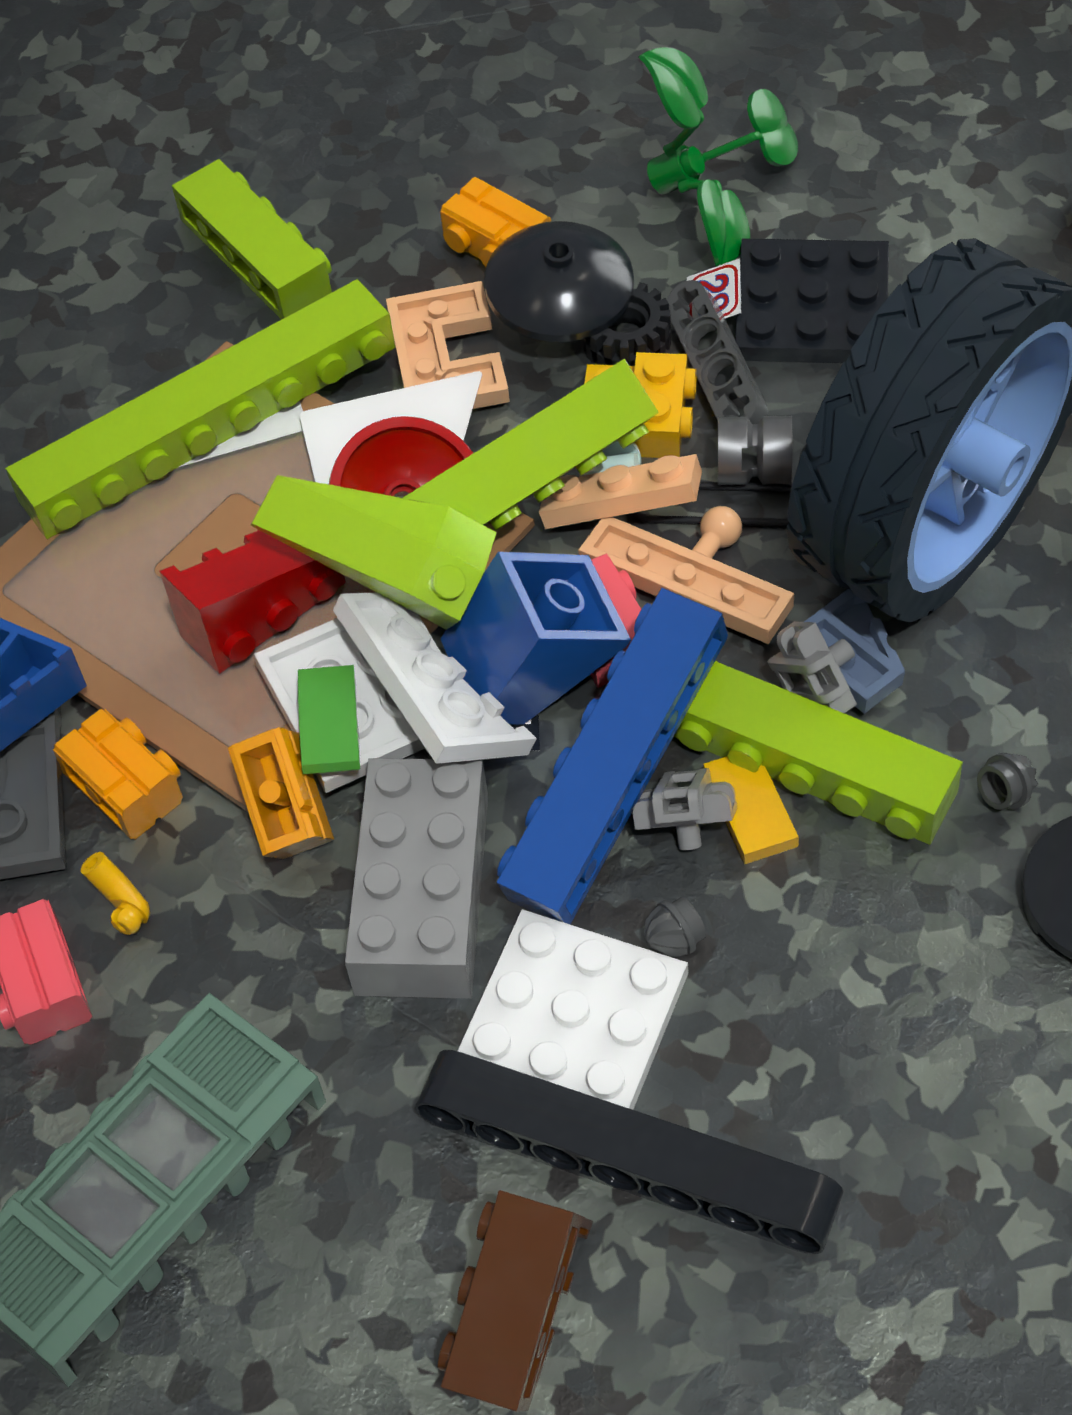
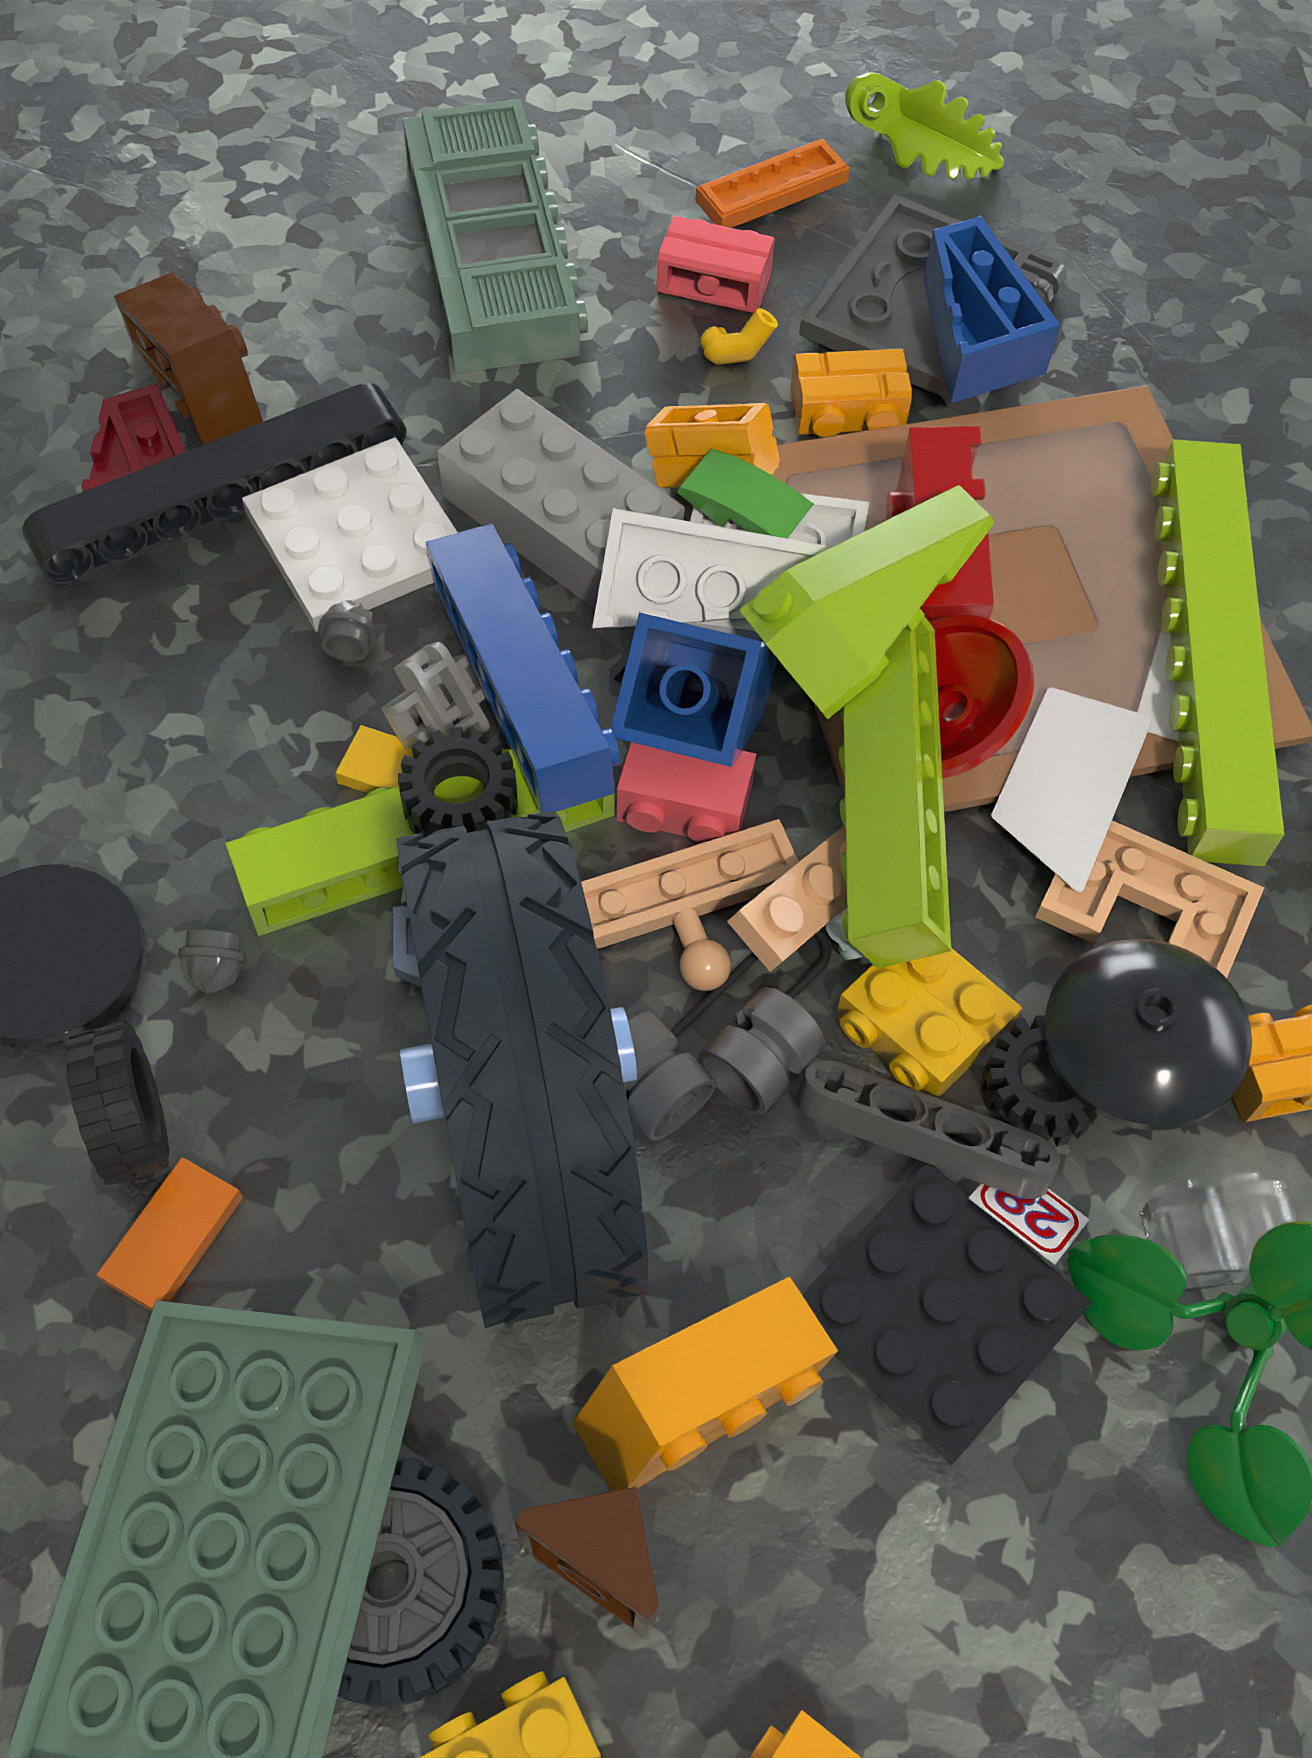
camera: 120 degrees right, 5 degrees up
(644, 207) = (1216, 1227): none -> clear brick
(650, 1258) = (132, 435): none -> dark red wing
(759, 667) = (452, 759): none -> black tyre

